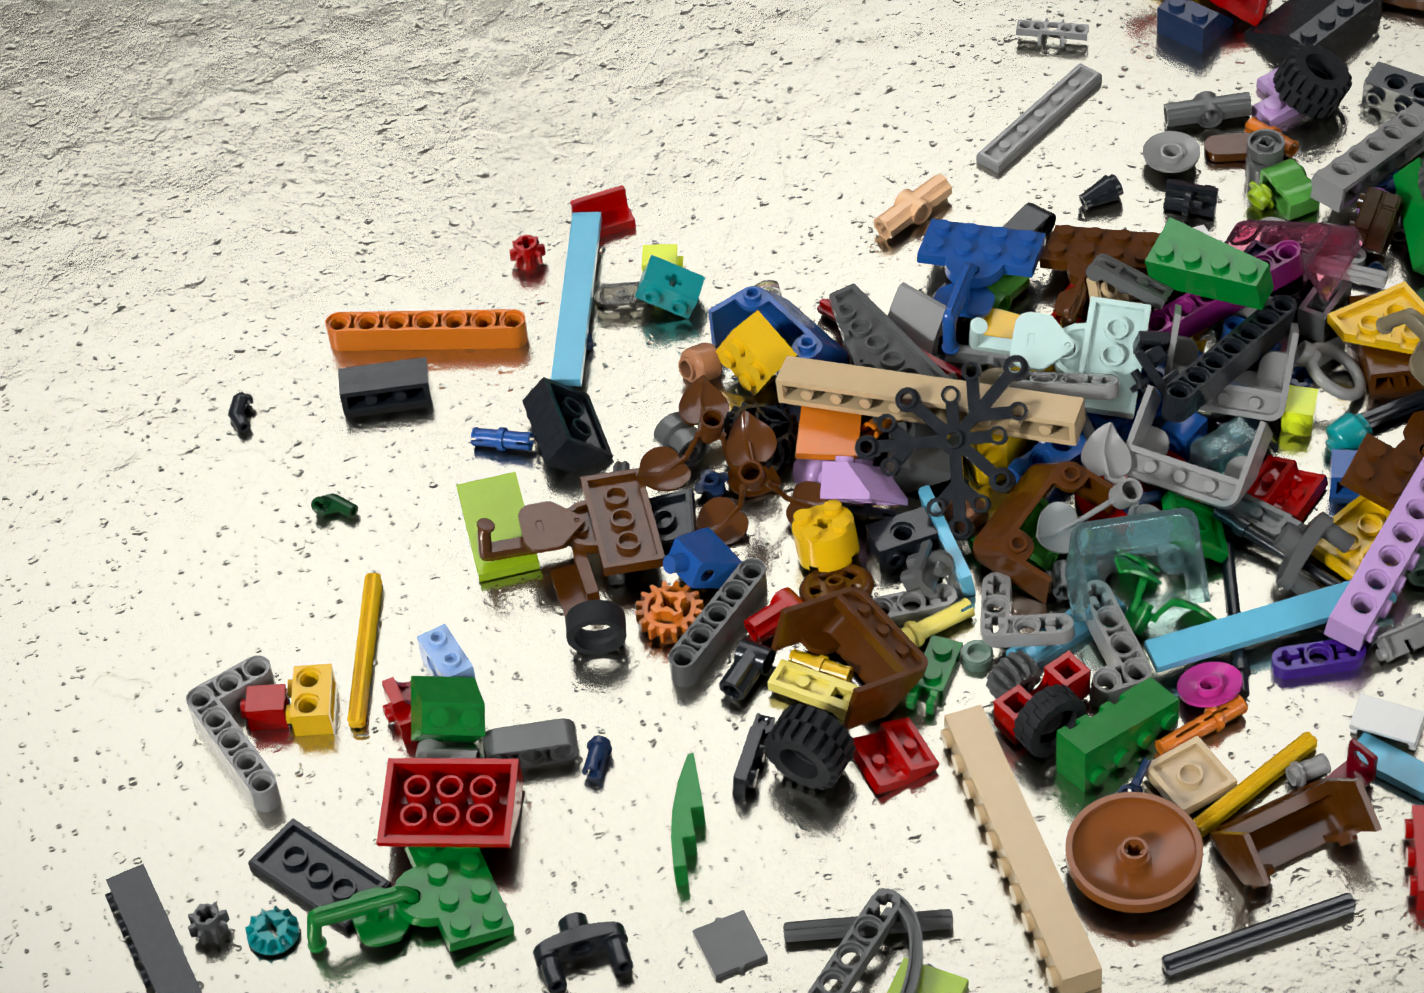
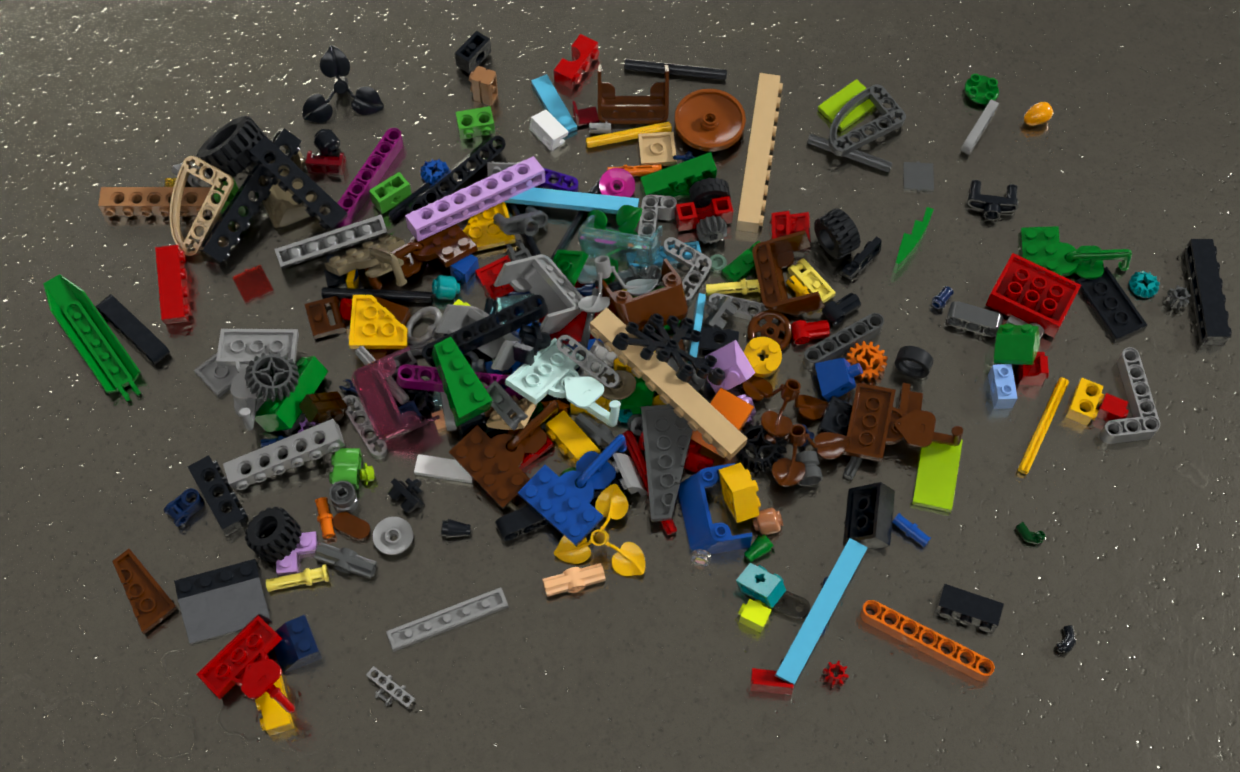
camera: 160 degrees left, 15 degrees up
(695, 333) = (758, 548): none -> green cone
(904, 229) = (628, 559): none -> yellow plant
(1239, 78) = (306, 577): none -> light yellow pin

